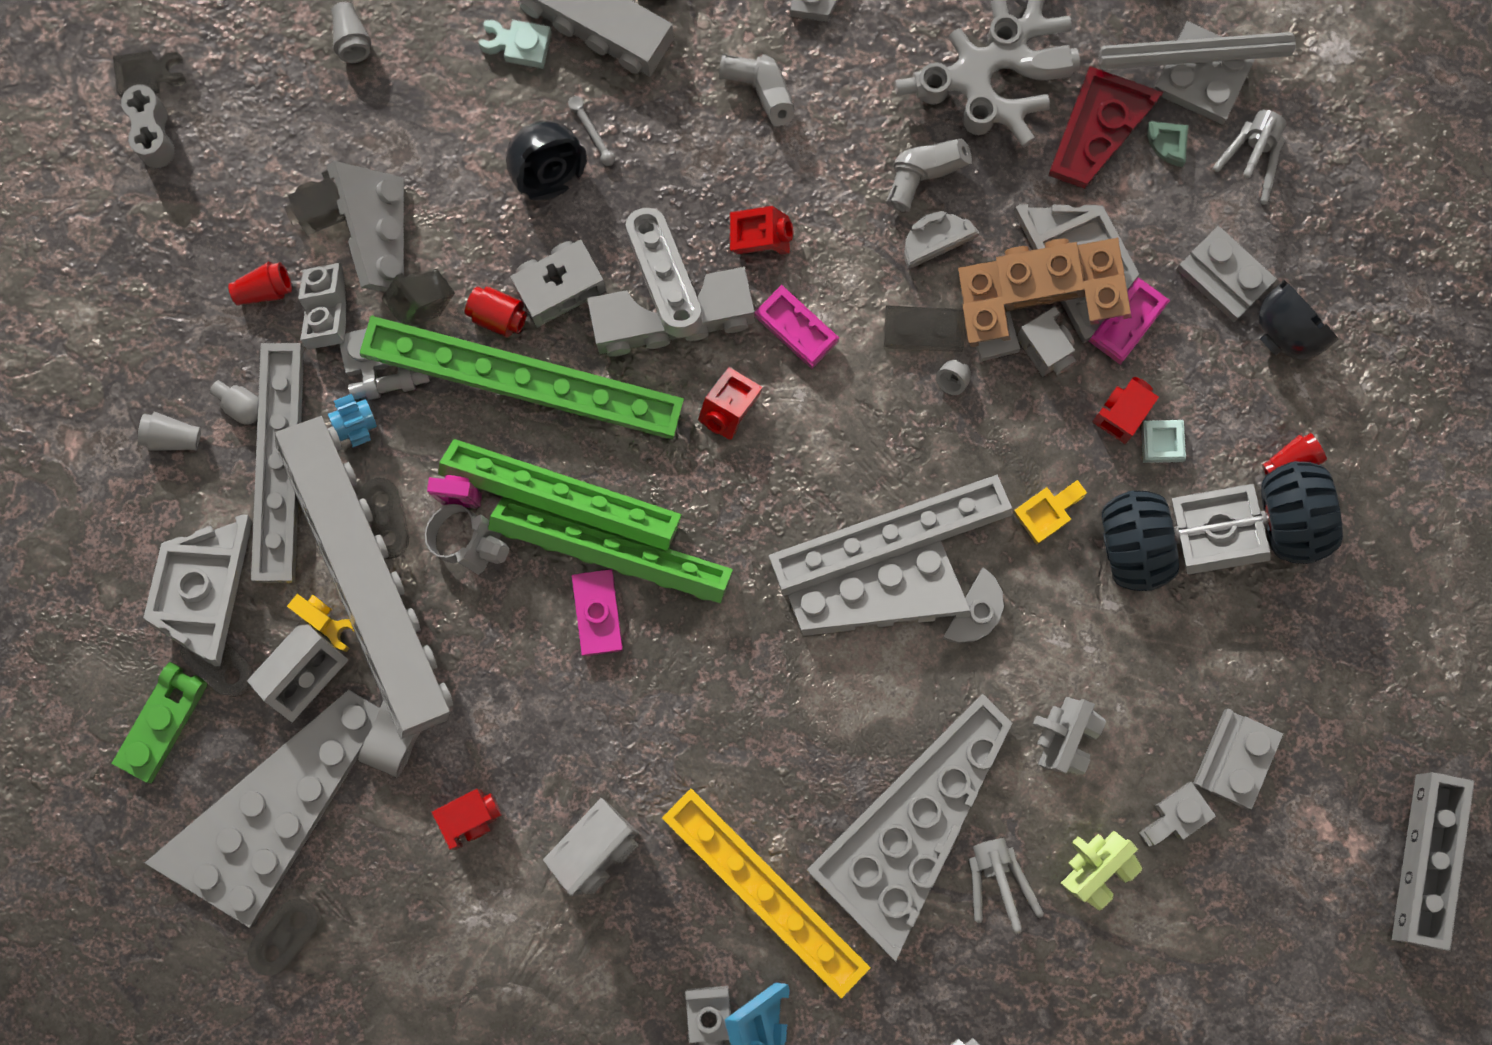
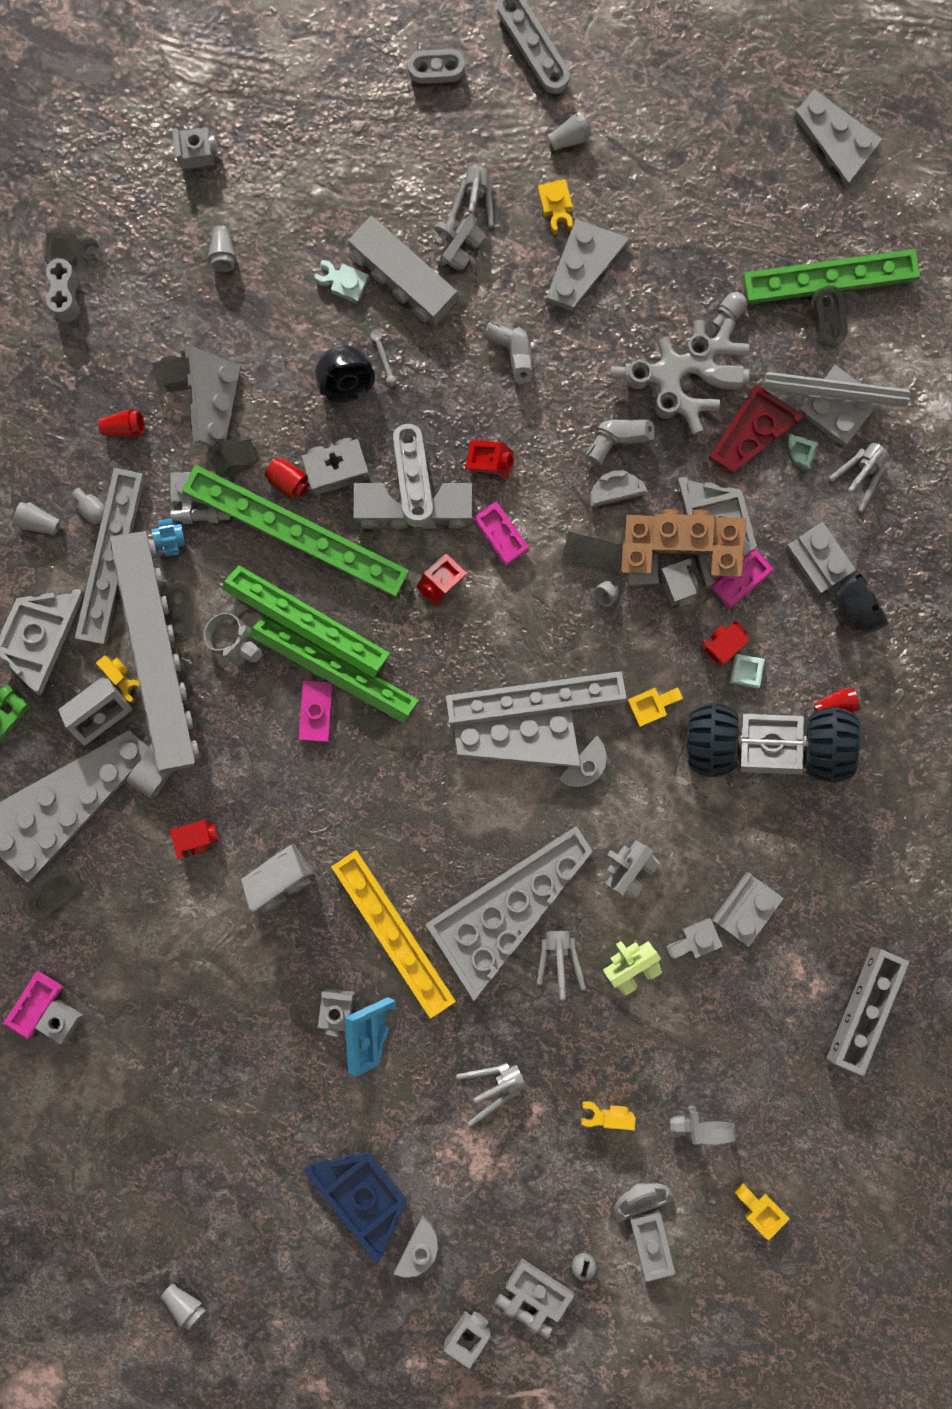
camera: 10 degrees right, 5 degrees up
(324, 303) = (165, 445): light grey slope -> none
(454, 491) = (230, 603): dark pink plate -> none

